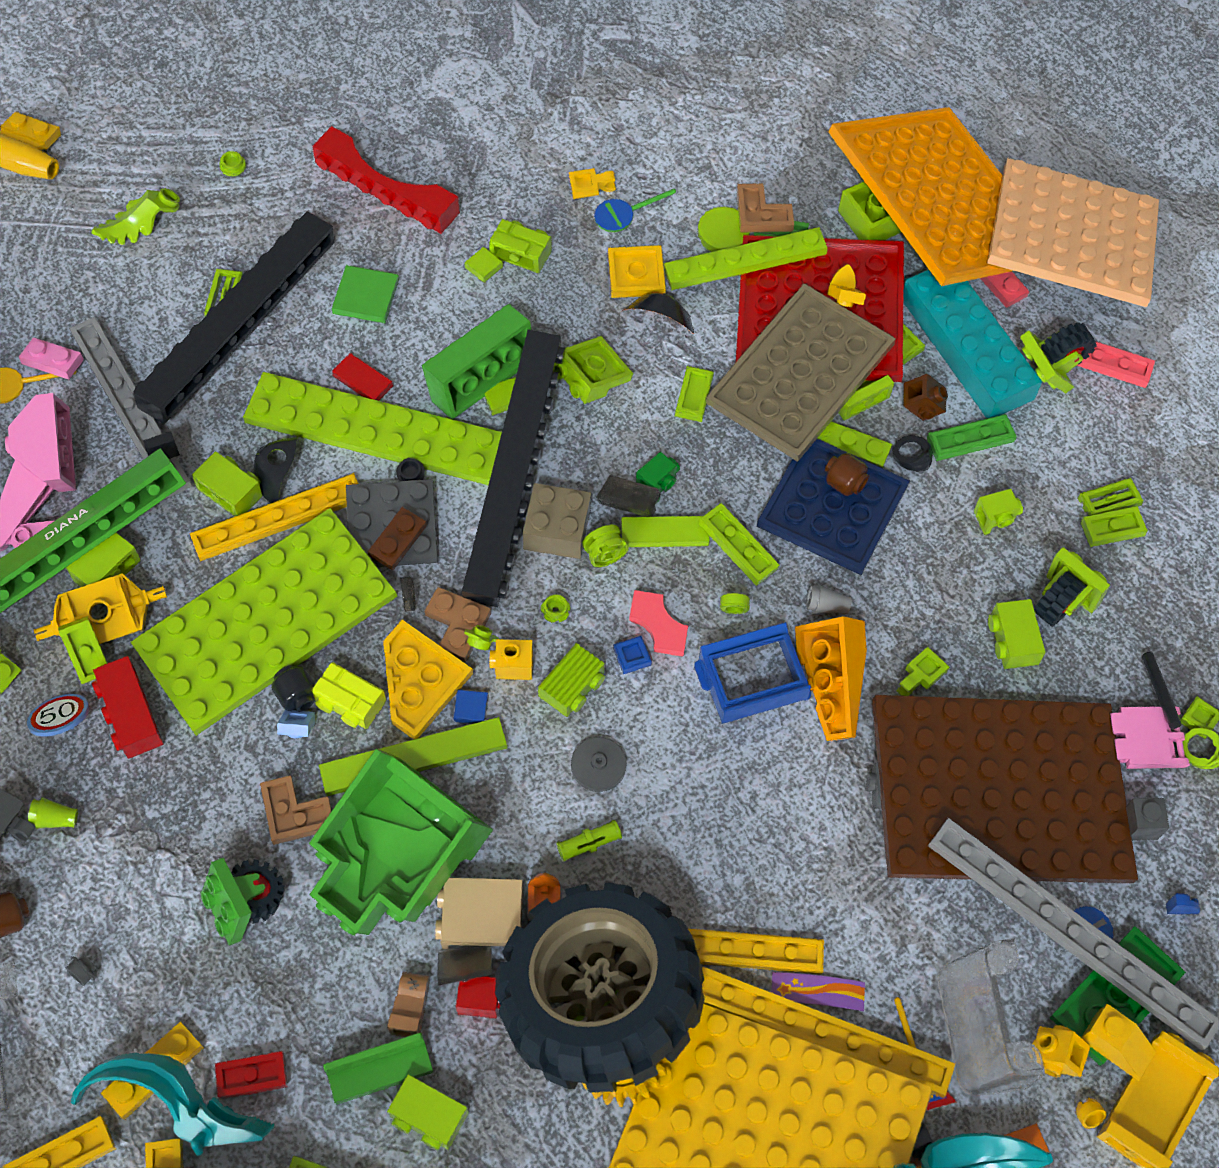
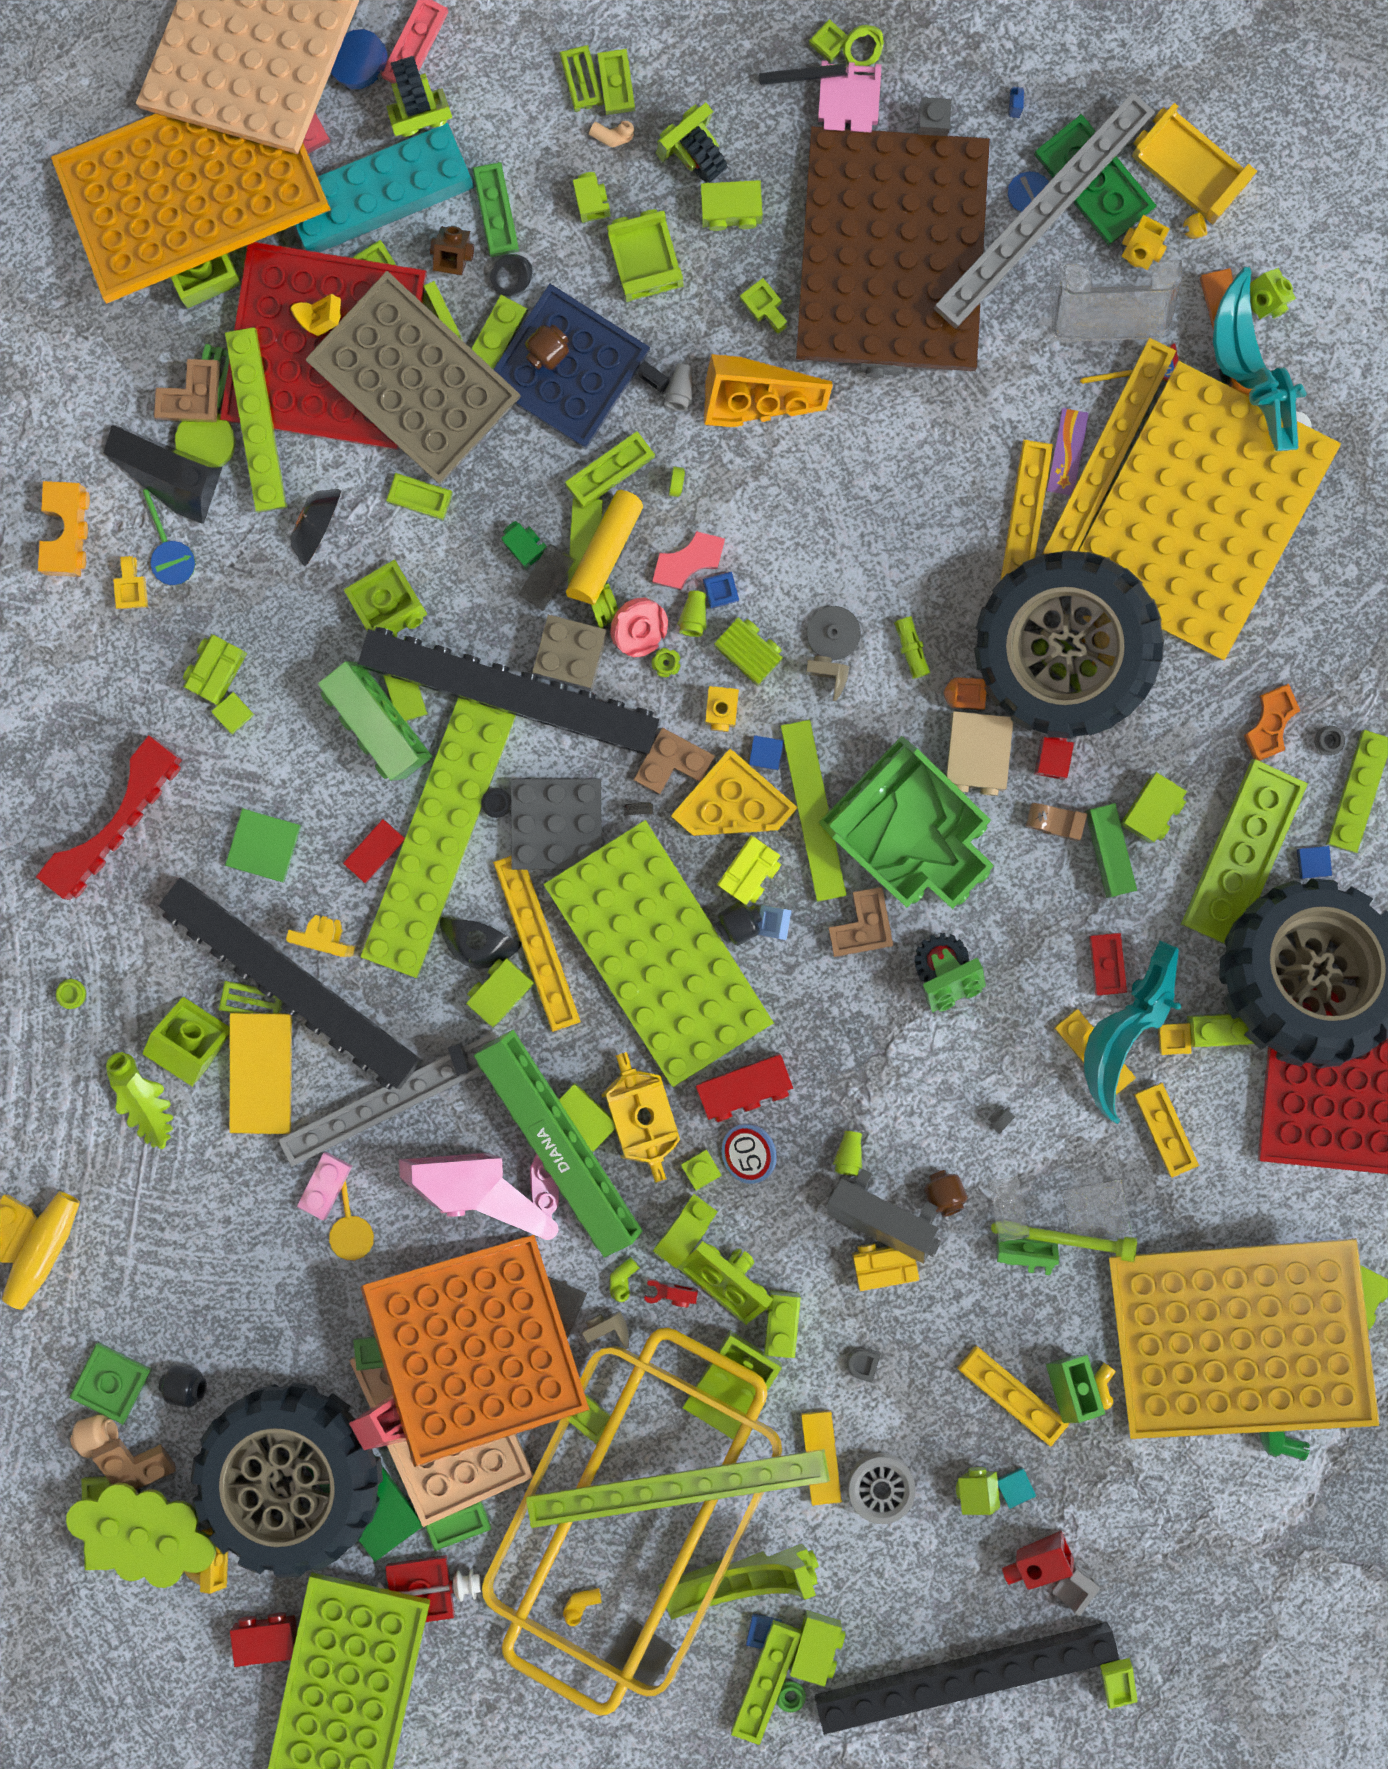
camera: 80 degrees left, 25 degrees up
(46, 676) = (701, 1169): none -> lime plate
(83, 648) = (684, 1129): lime plate -> none
(156, 302) = (260, 1073): none -> yellow tile
(188, 245) = (186, 1041): none -> lime slope
(273, 337) = (322, 936): none -> yellow piece
(397, 538) = (582, 816): reddish brown plate -> none
(464, 964) = (1028, 769): clear smoke piece -> none
(480, 637) = (699, 737): lime plate -> none
(561, 751) = (822, 667): none -> dark tan plate
(586, 576) = (639, 627): none -> coral tile
(603, 628) = (693, 616): none -> lime cone
(616, 138) = (66, 553): none -> light orange arch
(636, 271) = (257, 543): yellow plate -> none
(661, 539) = (605, 547): none -> yellow brick
(692, 204) = (171, 475): none -> black wedge
(760, 701) = (753, 517): blue piece -> none
(835, 573) = (653, 376): none -> black tile
(952, 562) = (644, 255): none -> lime panel
(1060, 529) = (615, 136): none -> light nougat arm
(1086, 311) = (359, 59): none -> blue tile
(1119, 1041) = (1142, 189): yellow slope -> none

